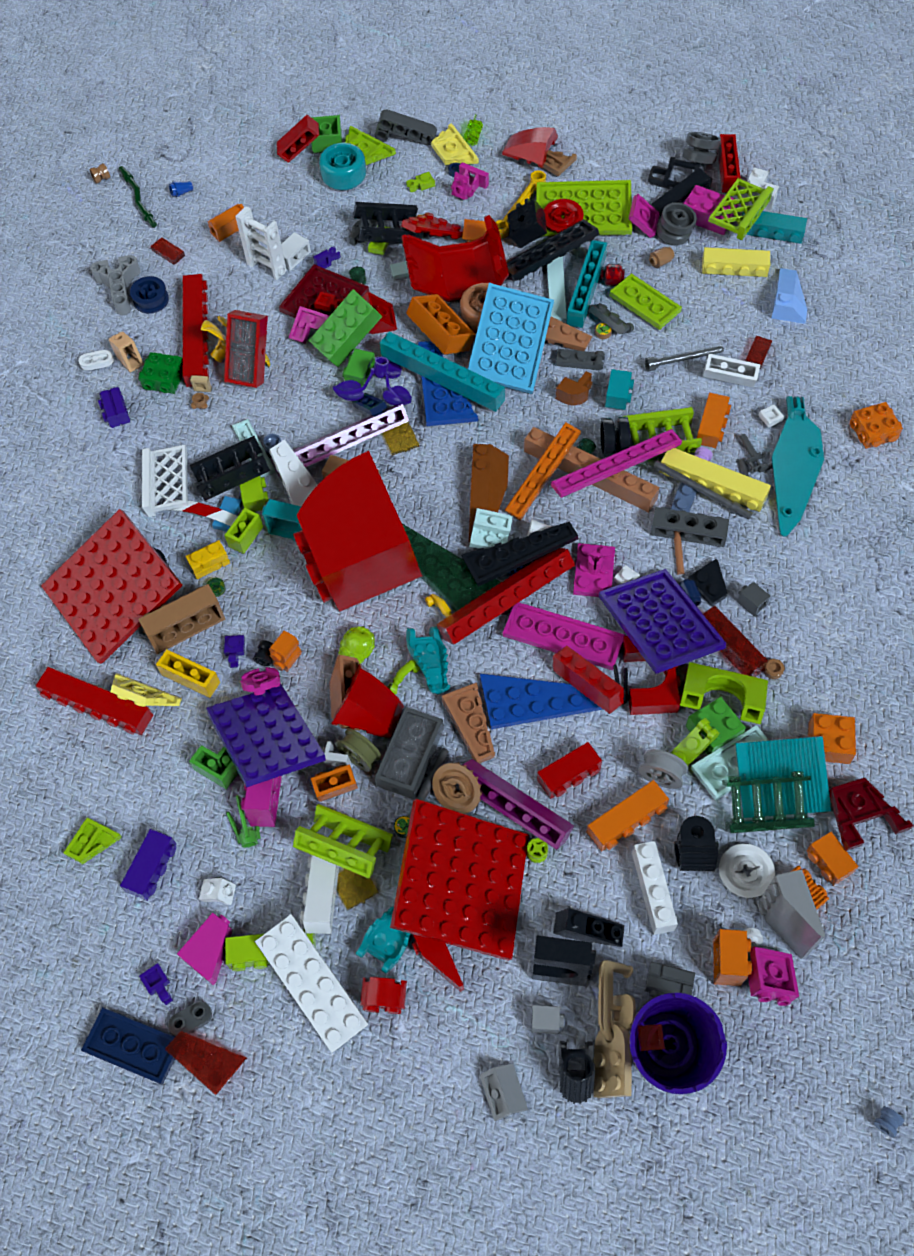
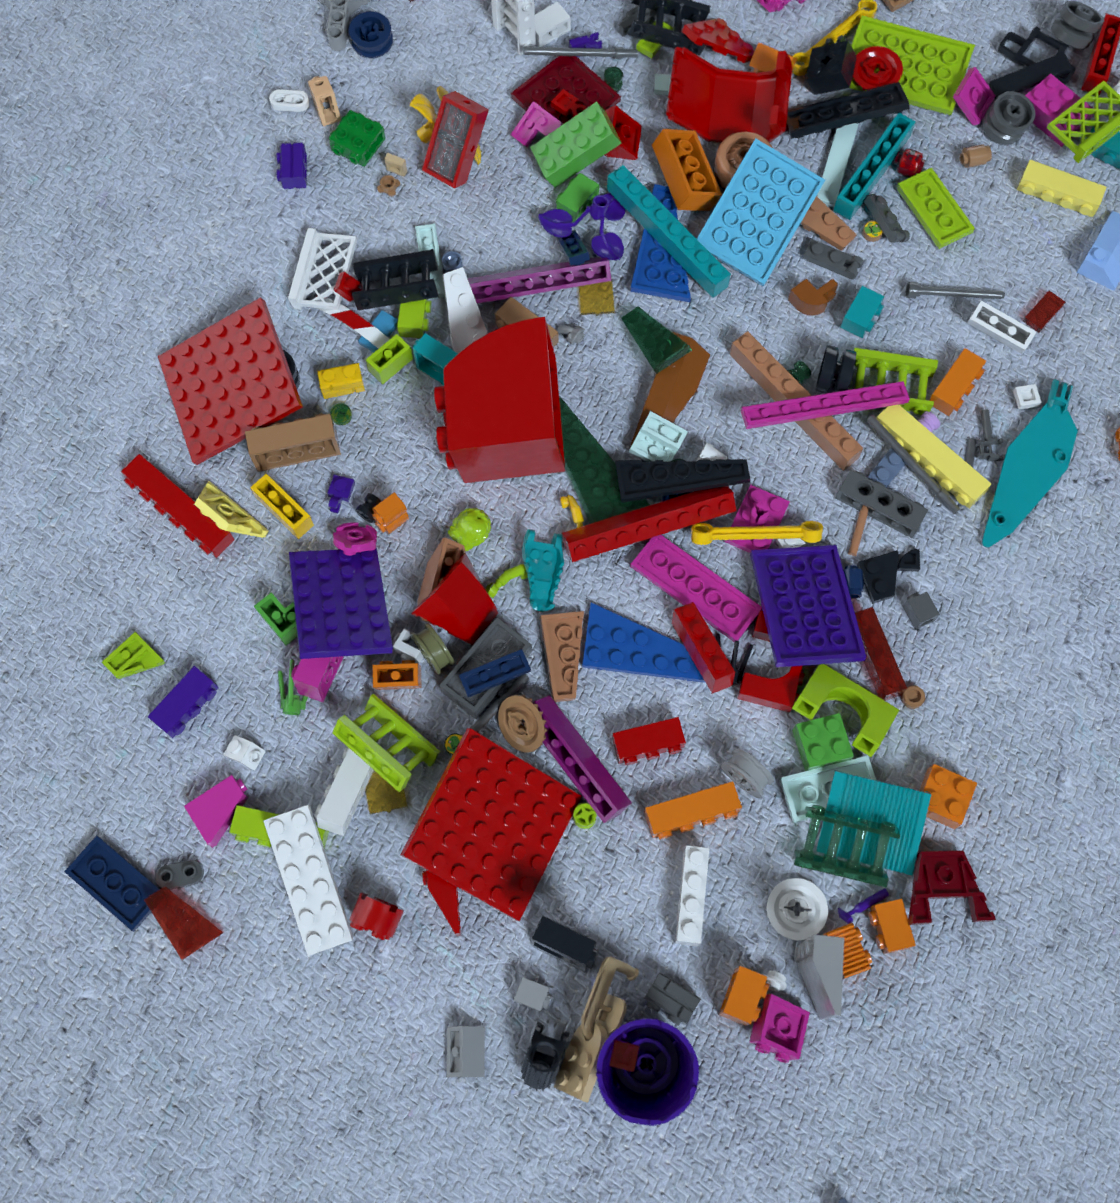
camera: 15 degrees right, 10 degrees up
(155, 981) = (155, 826): dark purple plate -> none
(189, 484) = (346, 285): none -> red plate
(194, 338) = (411, 81): red brick -> none
(354, 257) = (617, 52): none -> dark grey bar
(384, 942) = (391, 864): teal animal -> none
(393, 470) = (575, 335): none -> light grey plate
(420, 751) = (495, 673): none -> dark blue plate
(461, 454) = (655, 341): none -> clear green wing
(542, 471) = (739, 388): orange tile -> none
(588, 928) = (609, 915): black slope -> none
(638, 564) = (705, 533): none -> yellow piece
(695, 743) = (790, 756): lime plate -> none
(698, 852) = (748, 874): black piece -> none
(729, 564) = (910, 561): none -> black tile
(803, 846) = (863, 905): none -> dark purple piece

